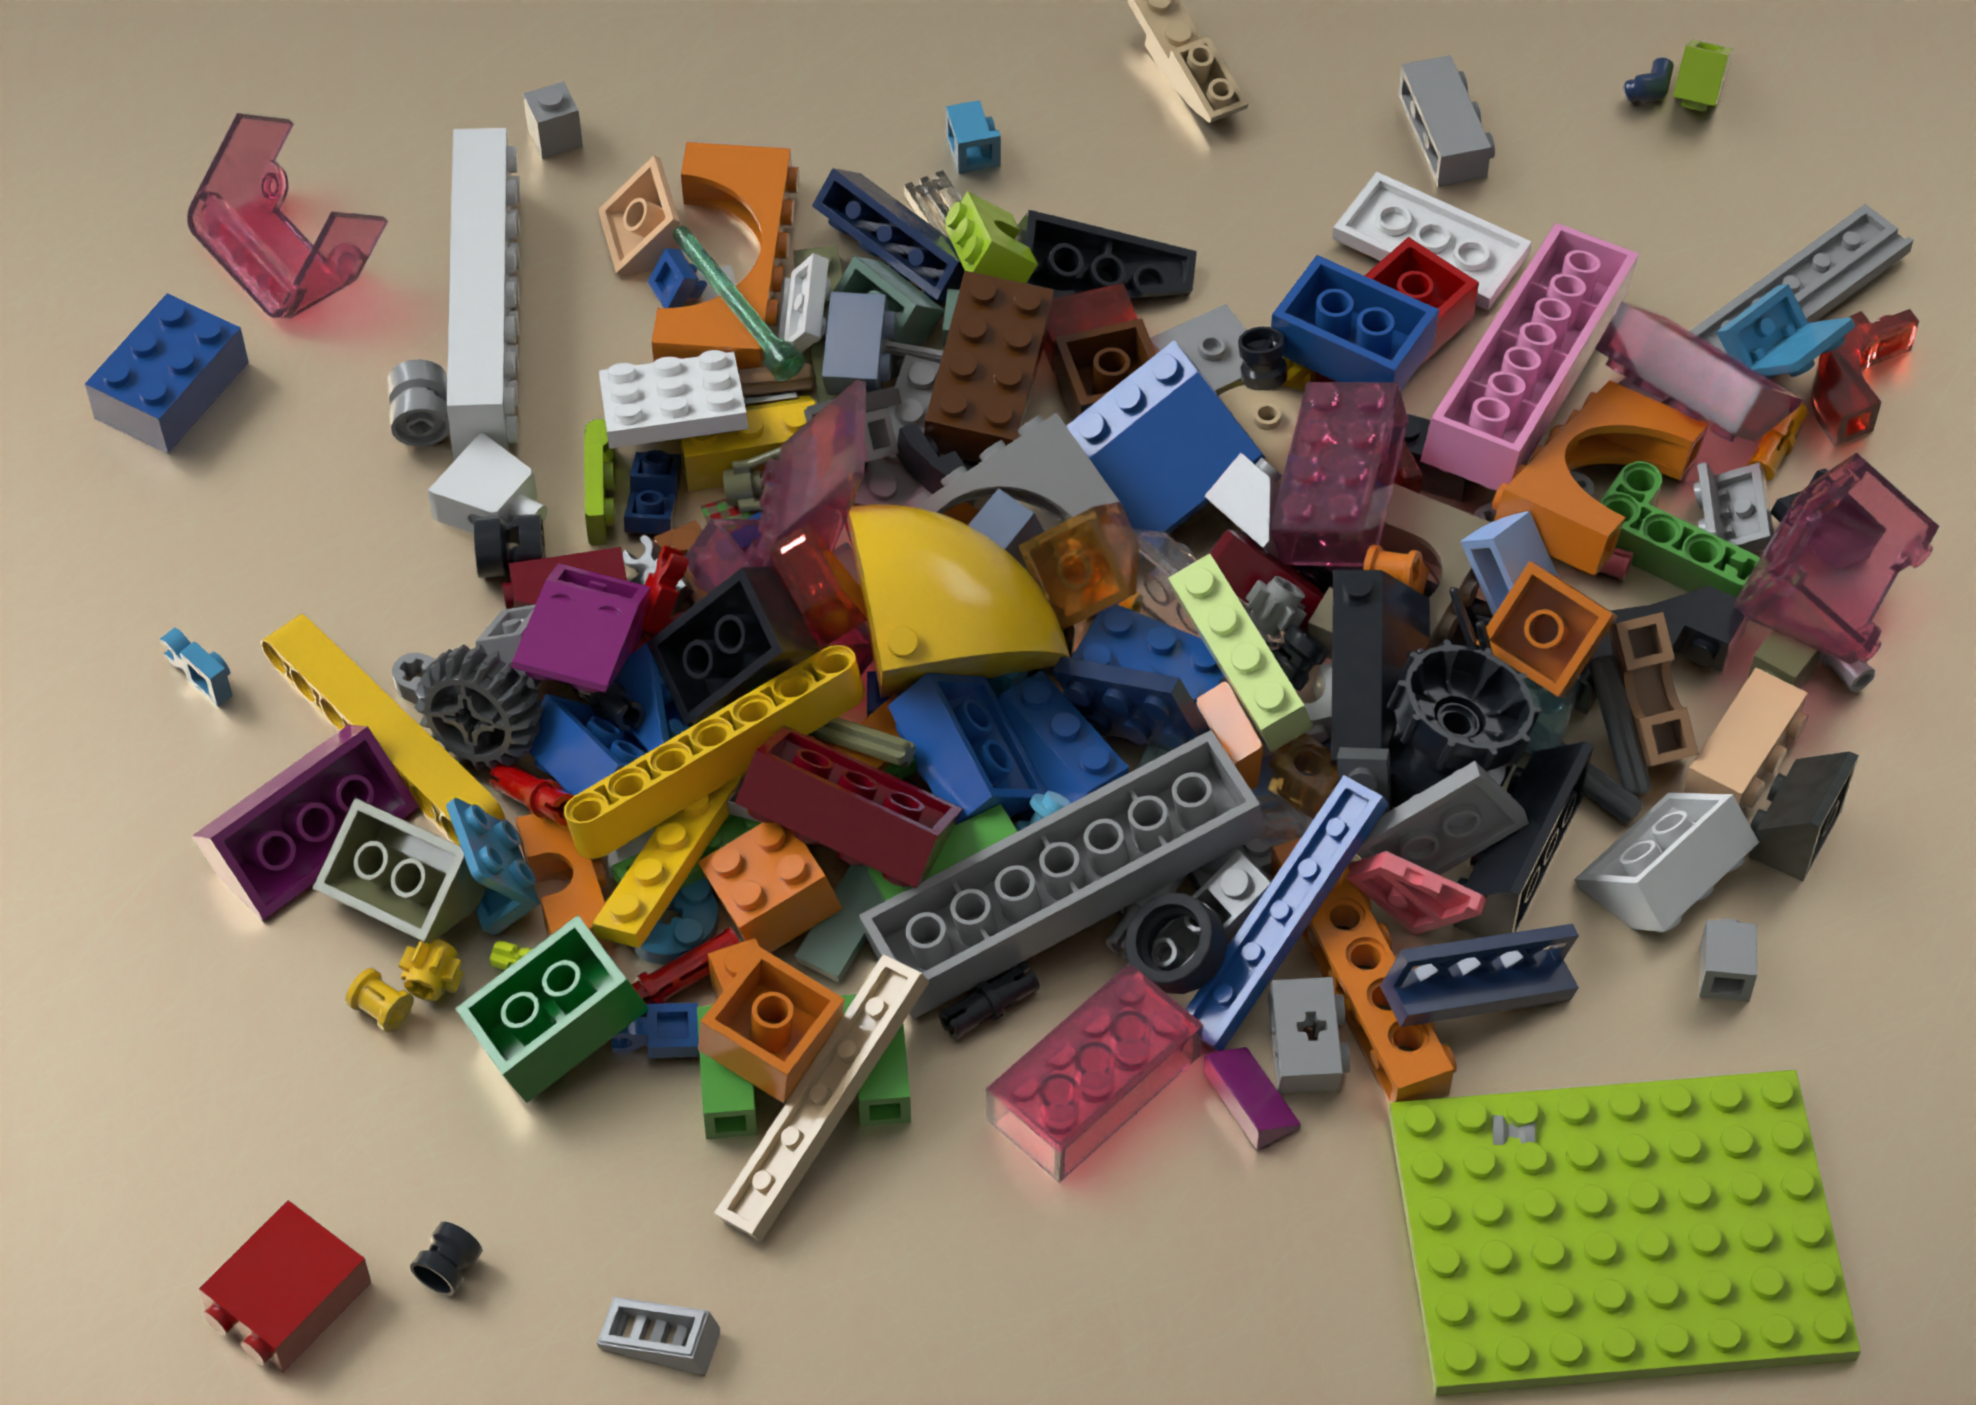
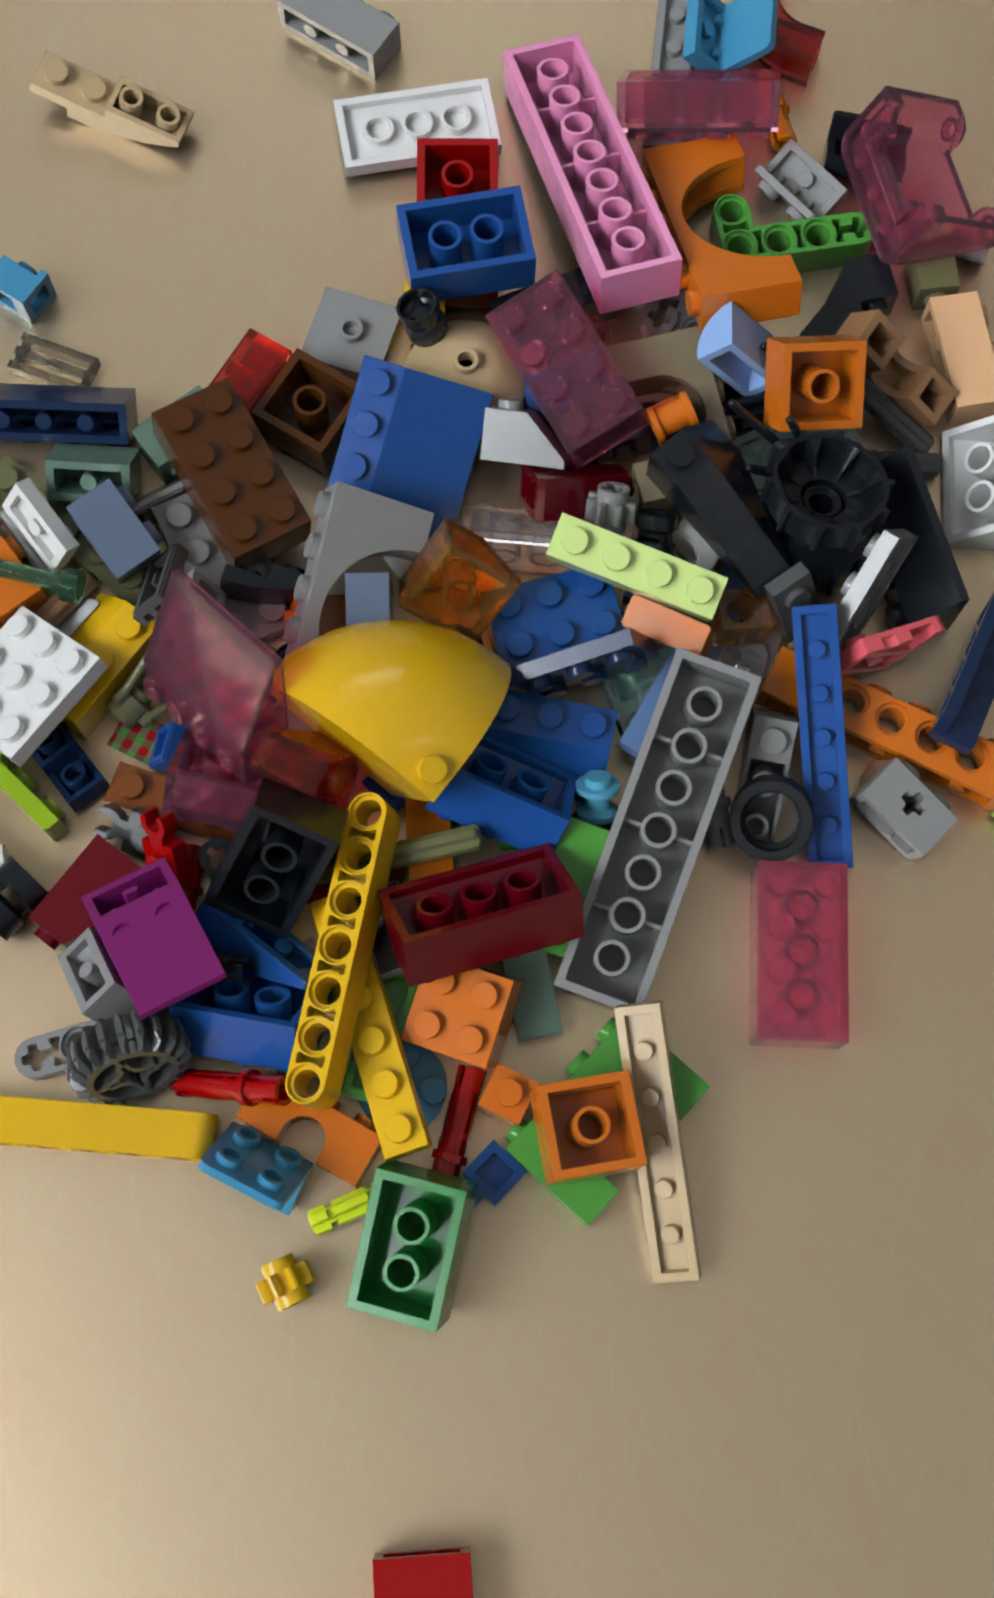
camera: 45 degrees left, 20 degrees up
(284, 830) = (75, 1247): magenta slope -> none
(379, 1000) = (270, 1337): yellow bush -> none
(399, 873) = (192, 1234): olive slope -> none
(448, 1255) = (513, 1489): black wheel -> none
(690, 1347) = (726, 1412): light grey slope -> none
(986, 240) = (115, 368): lime arch -> none
(989, 1001) = (676, 960): black pin -> none
(1087, 257) = (197, 335): black wedge -> none
(1250, 1096) = (900, 880): magenta slope -> none

